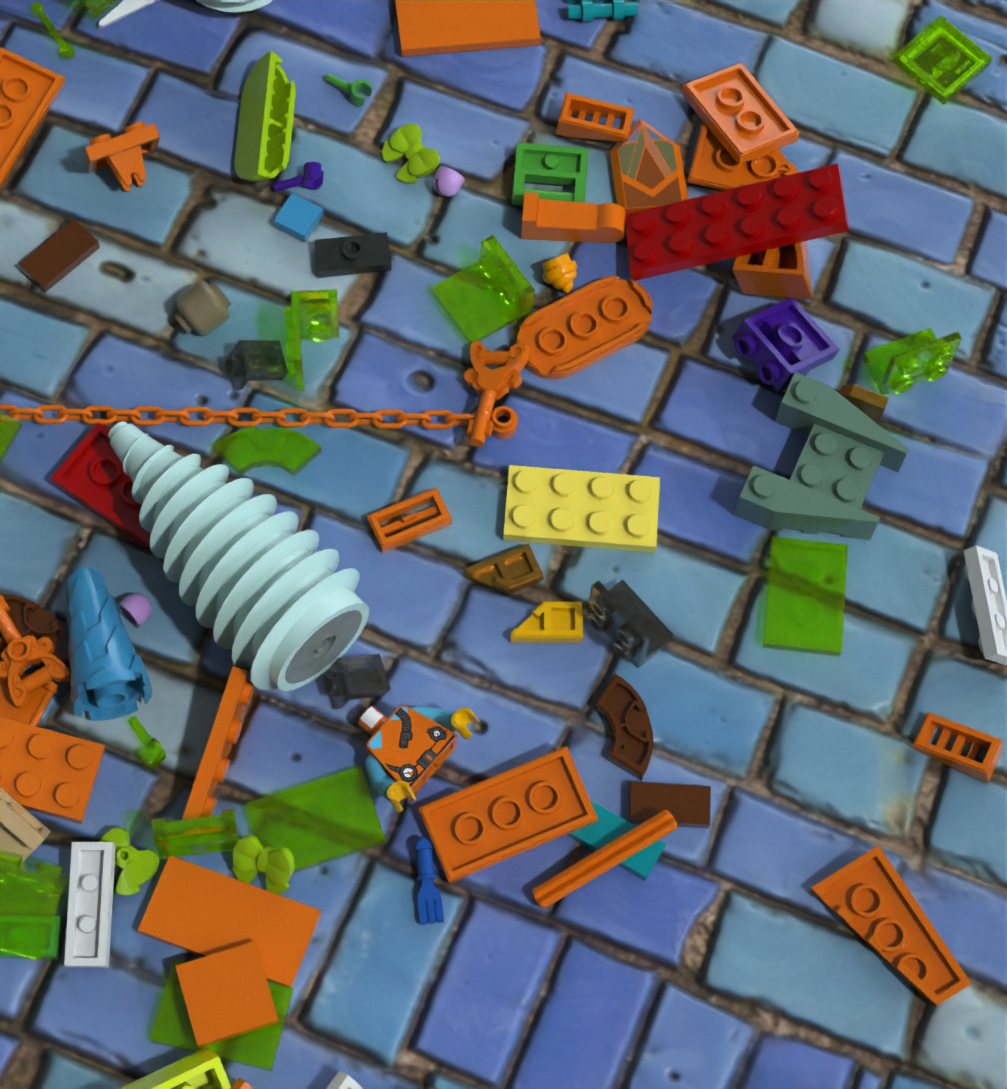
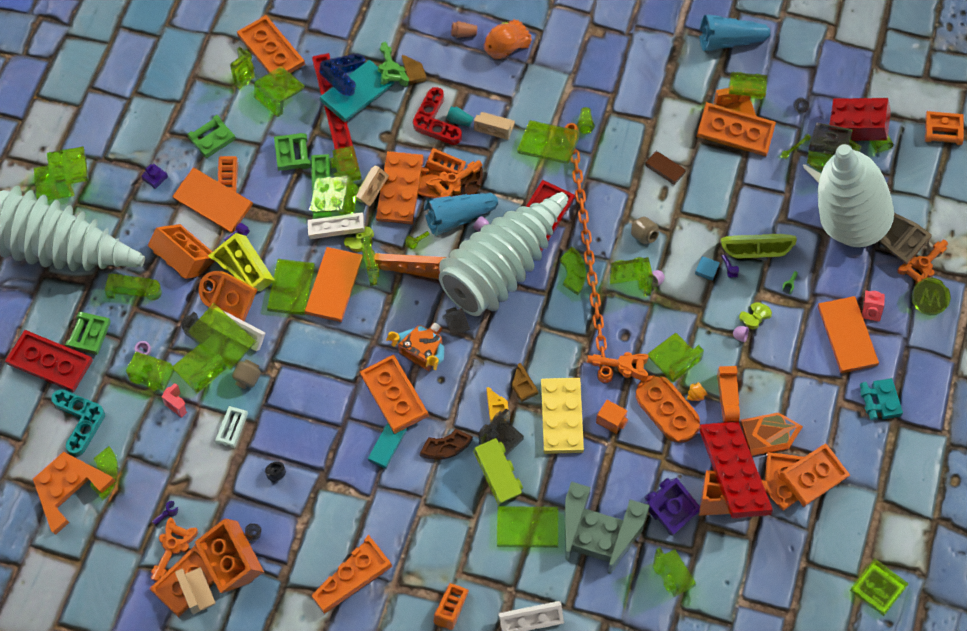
camera: 90 degrees right, 5 degrees down
(123, 153) = (722, 182): orange plate -> none
(227, 994) = (298, 284): orange tile -> none
(251, 857) = (360, 289): lime piece -> none
(255, 362) = (617, 253): clear smoke bracket -> none
(319, 819) = (383, 312): clear neon green tile -> none
(353, 255) = (690, 295): pearl dark grey plate -> none
(414, 532) = (552, 349): orange tile -> none
(429, 897) = (352, 365): blue piece -> none
(550, 166) = (761, 382): bright green plate -> none
(586, 106) = (796, 387): orange slope -> none
(598, 418) = (612, 417): none -> orange brick
(604, 859) = (374, 437): orange axle -> none
(660, 1067) = (275, 471): none -> black tile
(686, 803) = (406, 467): reddish brown tile -> none
(704, 628) = (498, 471): none -> lime brick
(865, 400) = (643, 544): pearl gold tile -> none

